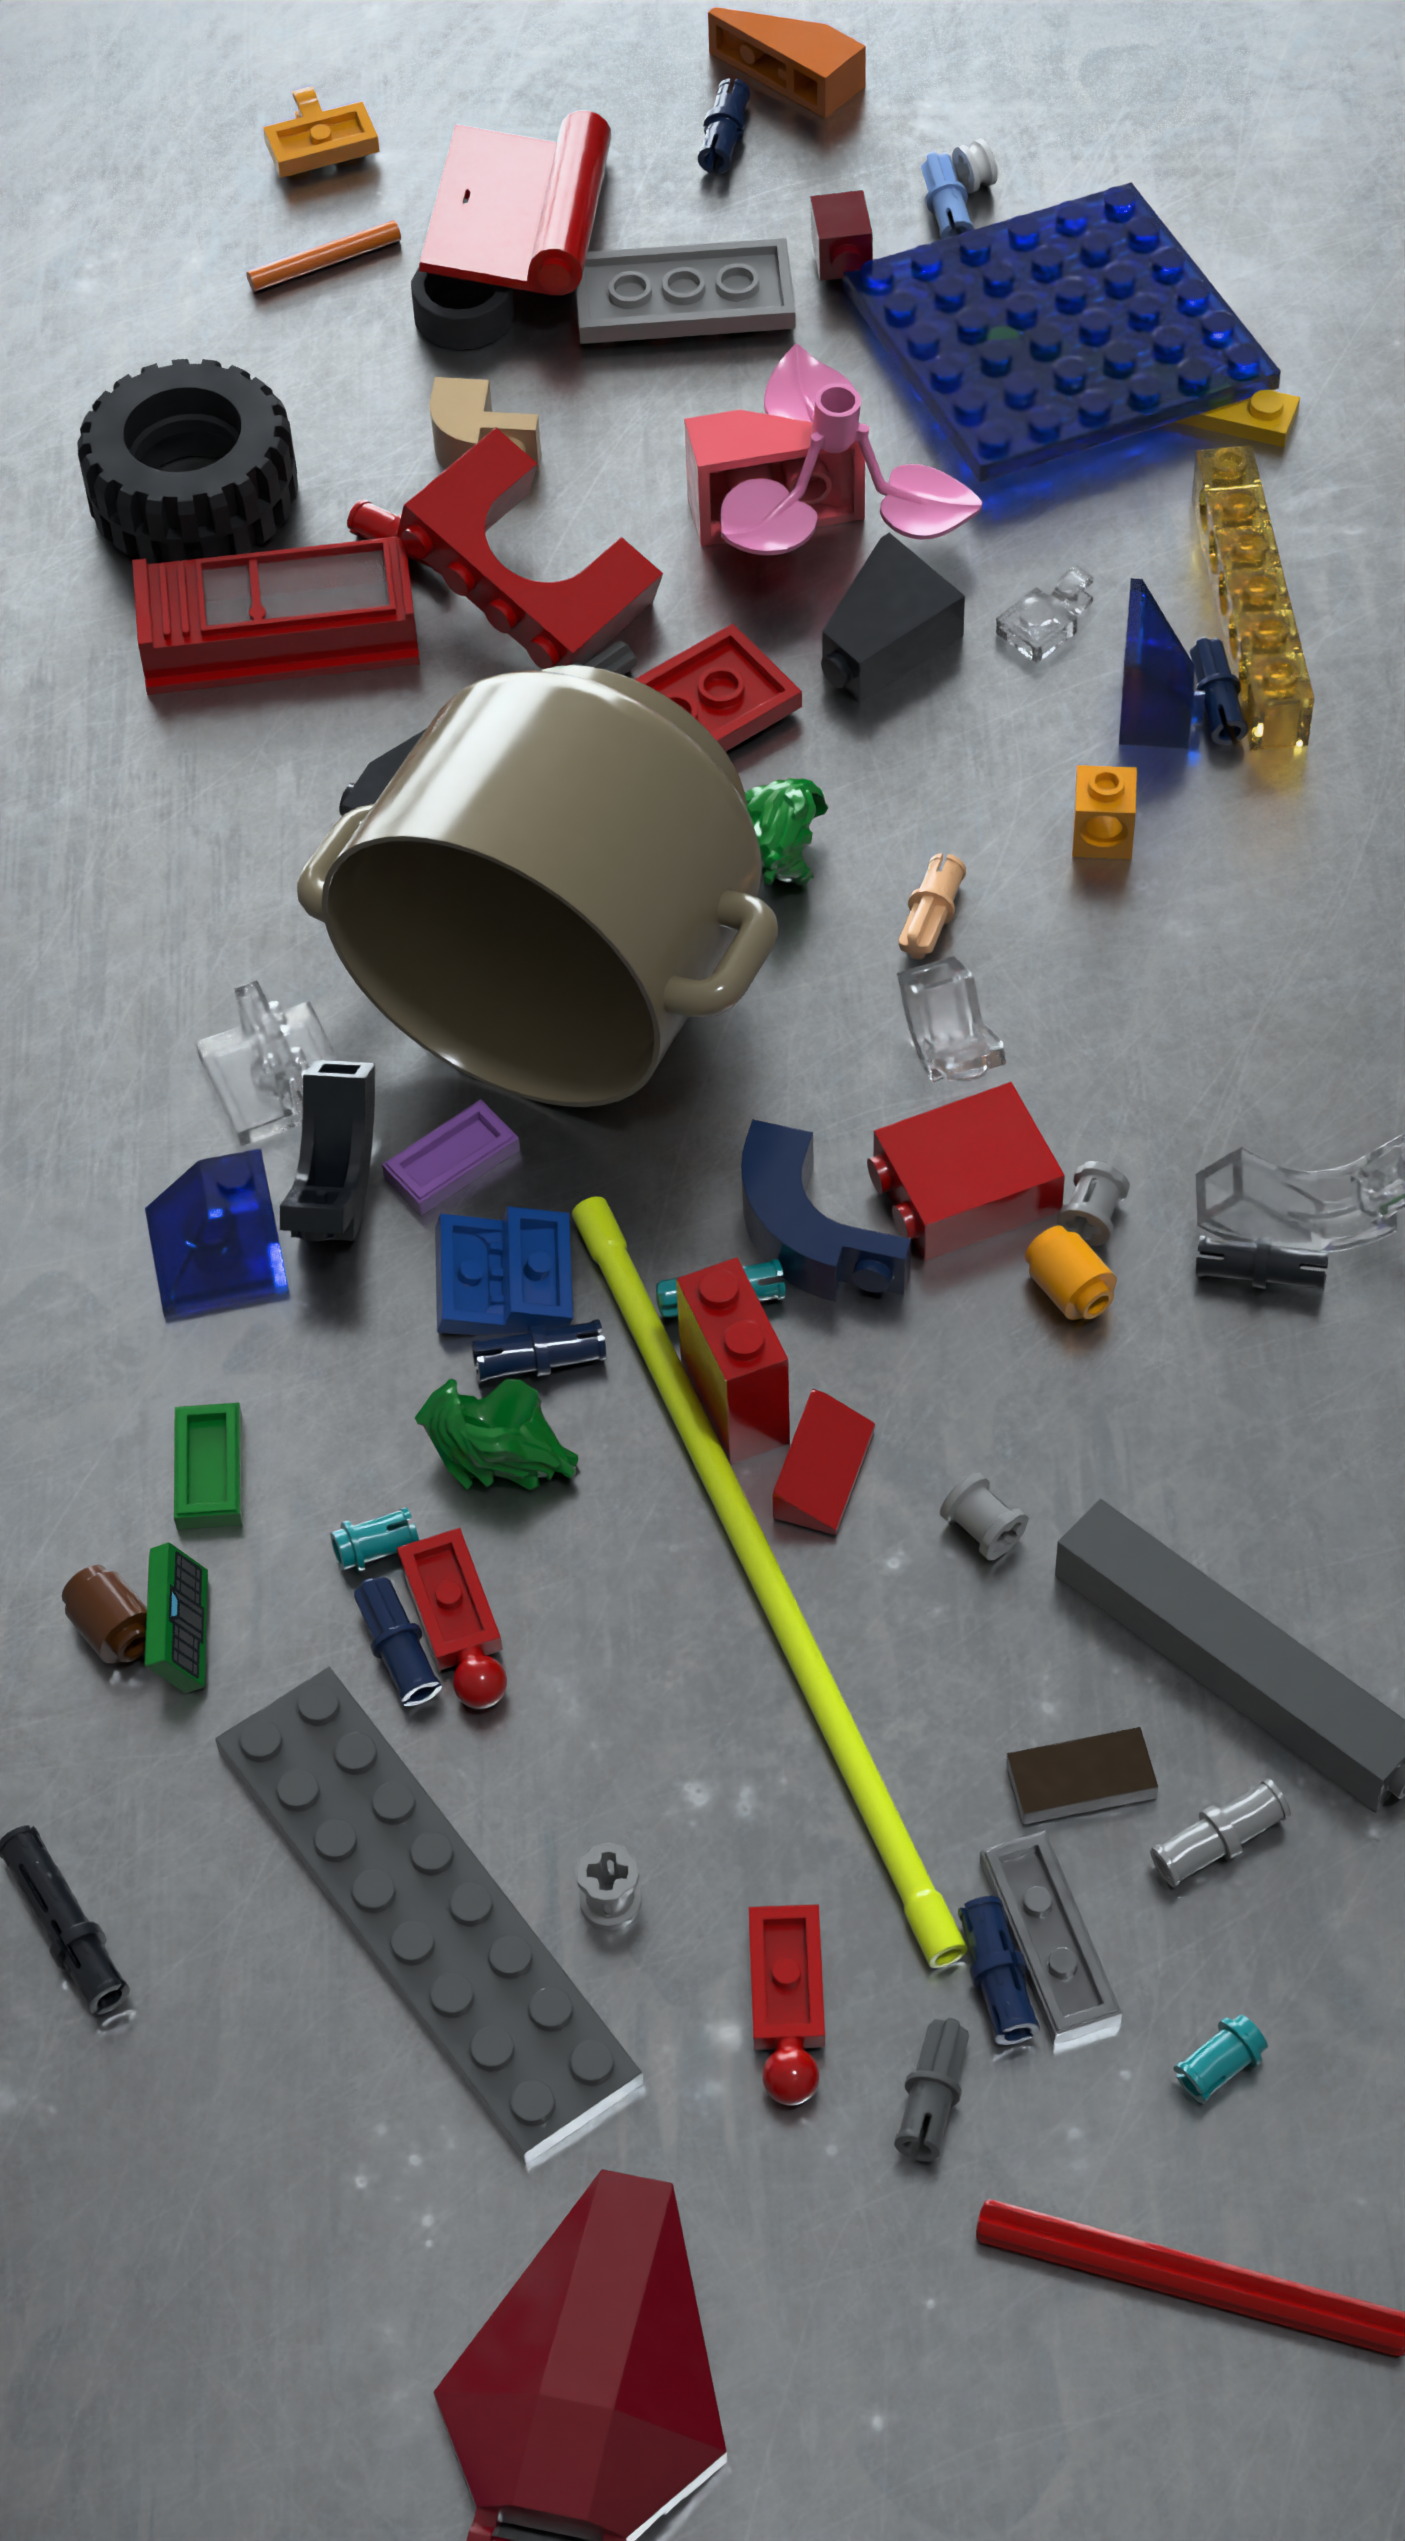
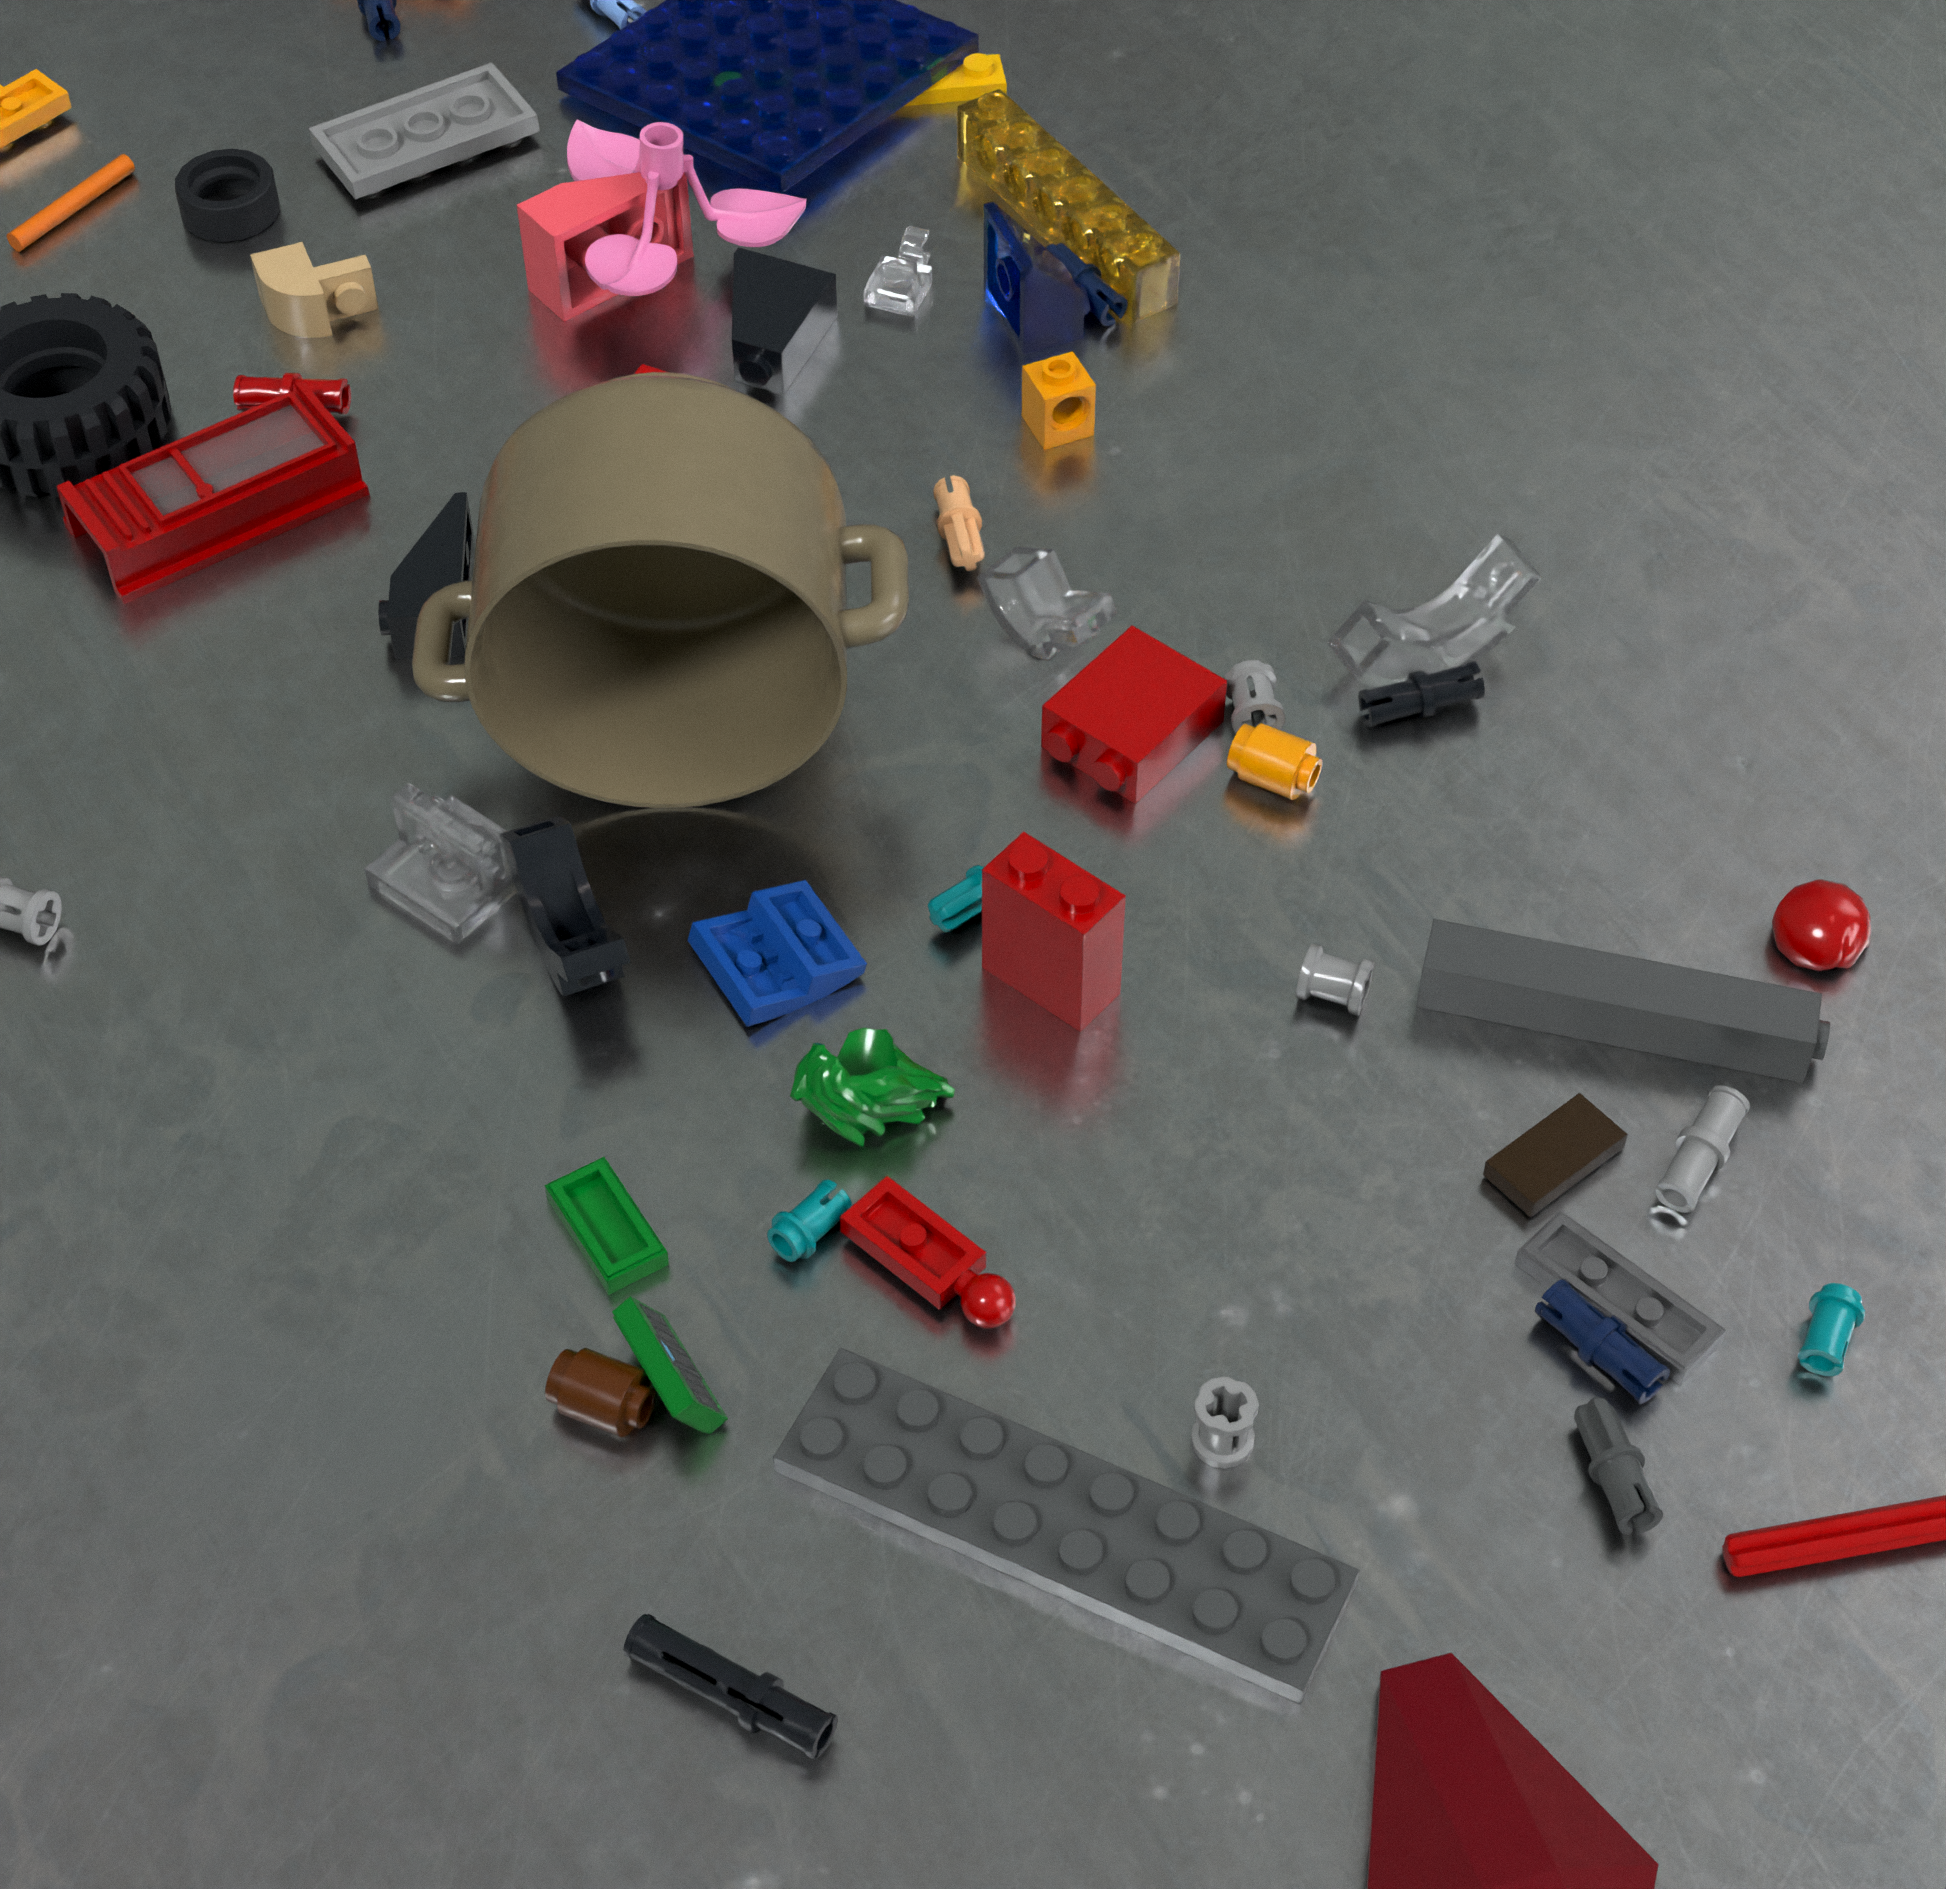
camera: 30 degrees left, 5 degrees down
(216, 1236) = (491, 1021): clear blue slope -> none
(396, 1641) = (888, 1298): dark blue axle -> none
(451, 1157) = (664, 877): medium lavender tile -> none
(525, 207) = (240, 106): door -> none
(538, 1350) = (855, 1001): dark blue pin -> none
(550, 620) = (355, 366): red arch -> none
(787, 1227) = (997, 806): dark blue arch -> none
(787, 1997) = (1441, 1445): red plate -> none
(822, 1464) = (1165, 997): red slope -> none
(840, 233) = (539, 44): dark red brick -> none
(922, 1903) = (1498, 1316): neon yellow piece -> none

